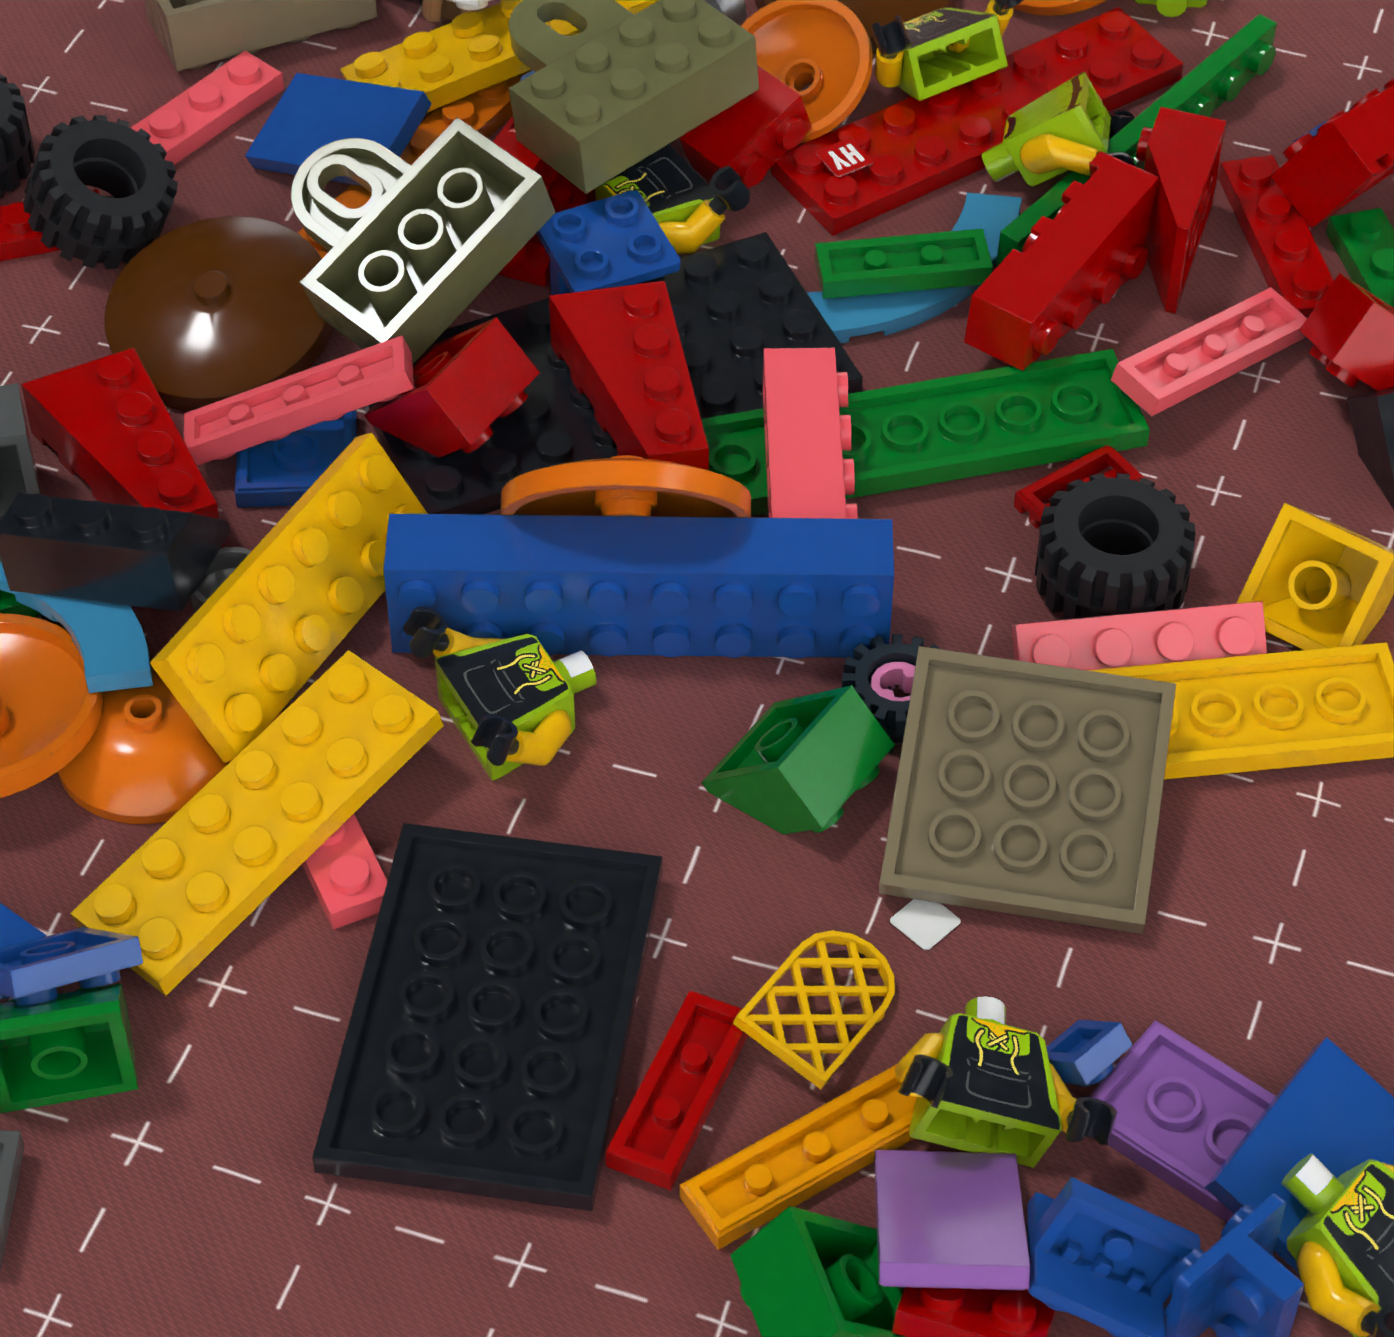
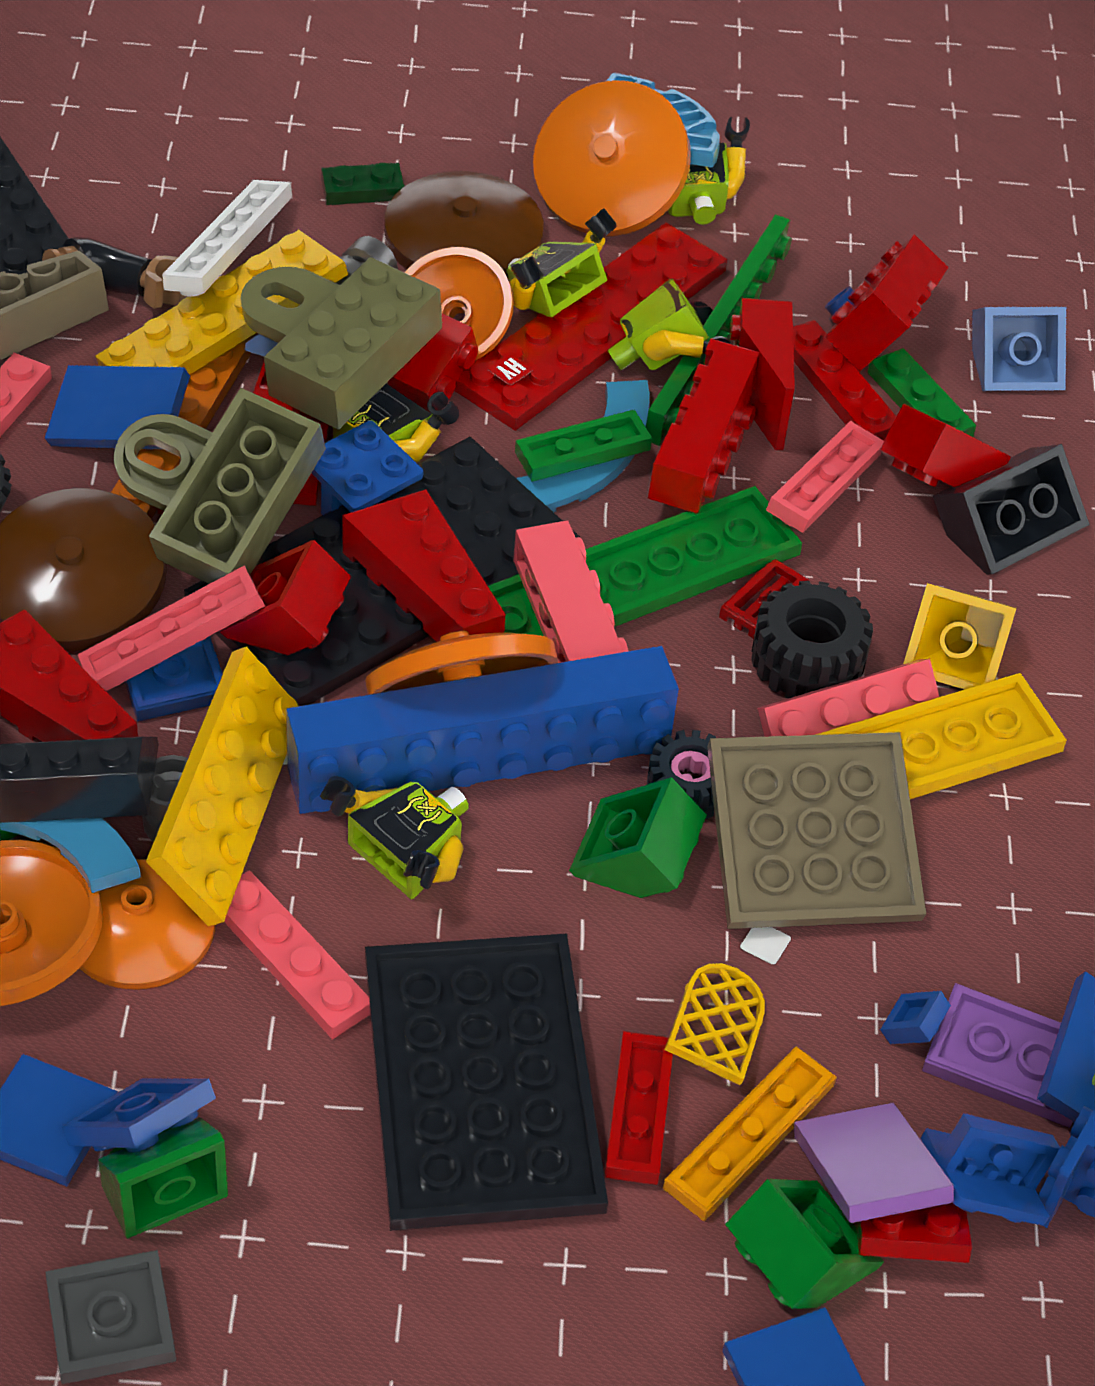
camera: 20 degrees left, 0 degrees up
(260, 818) = (255, 964): yellow plate -> none
(994, 1089) = (867, 1061): torso -> none

